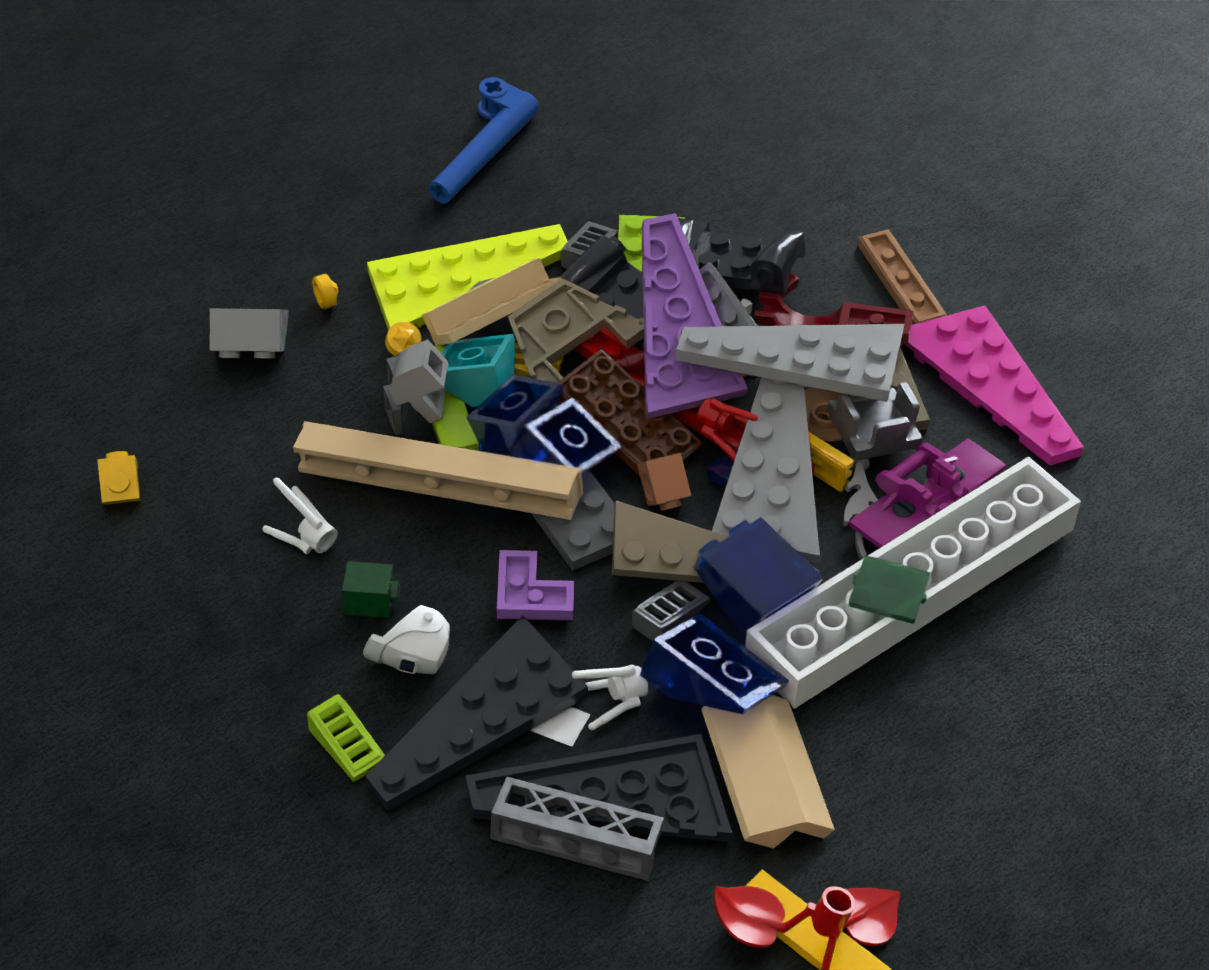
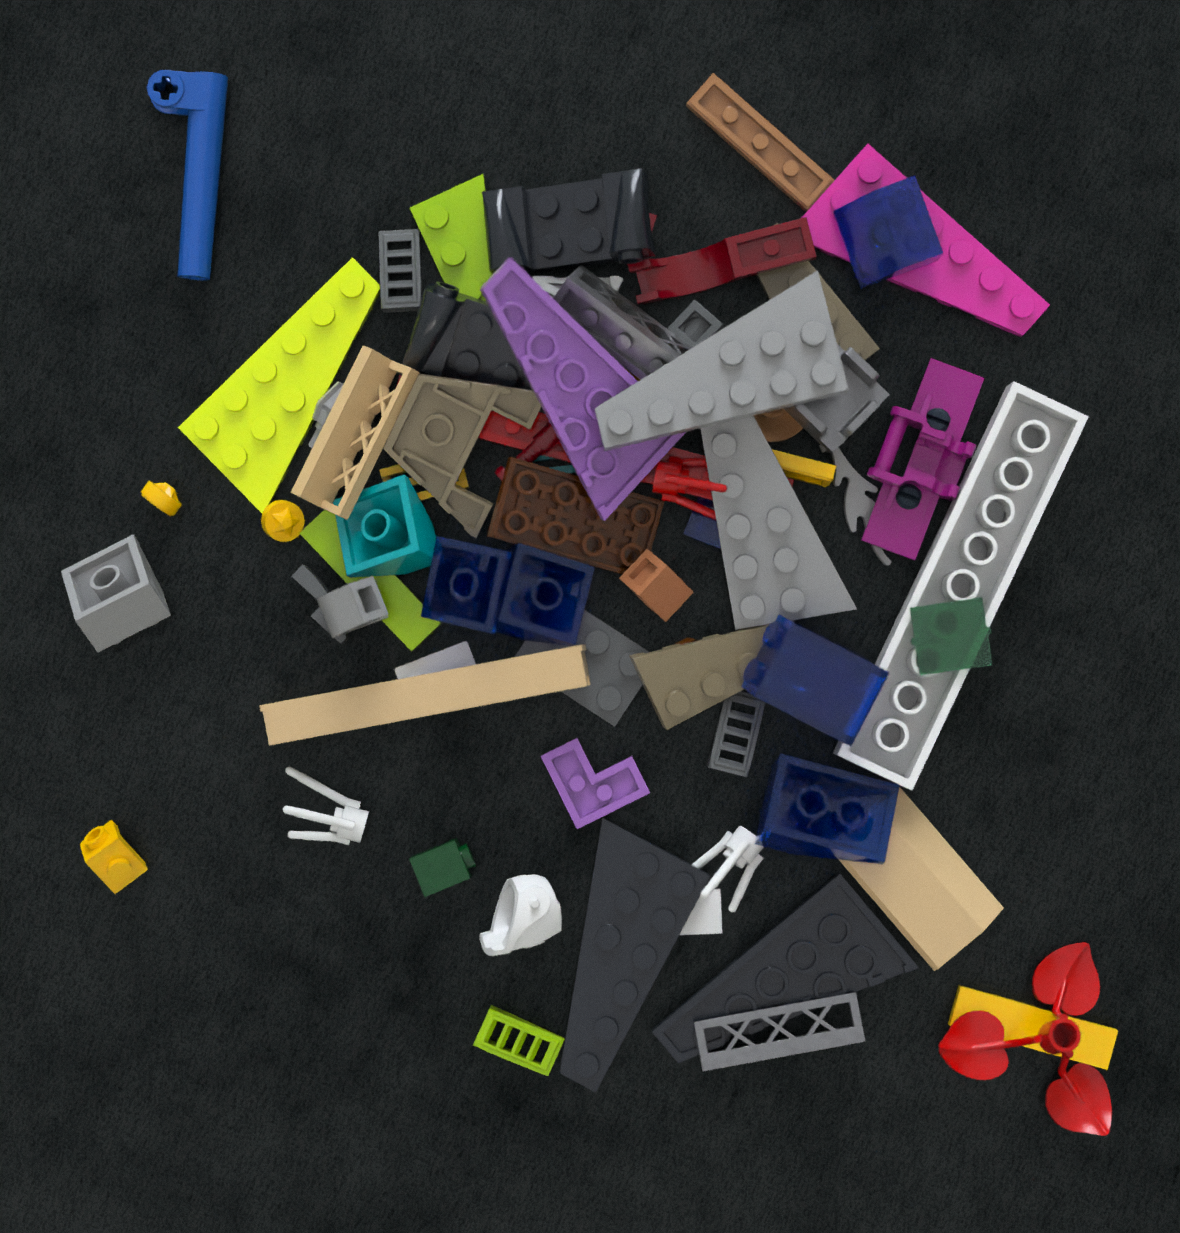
camera: 20 degrees left, 40 degrees up
(974, 343) = (888, 232): none -> clear blue slope

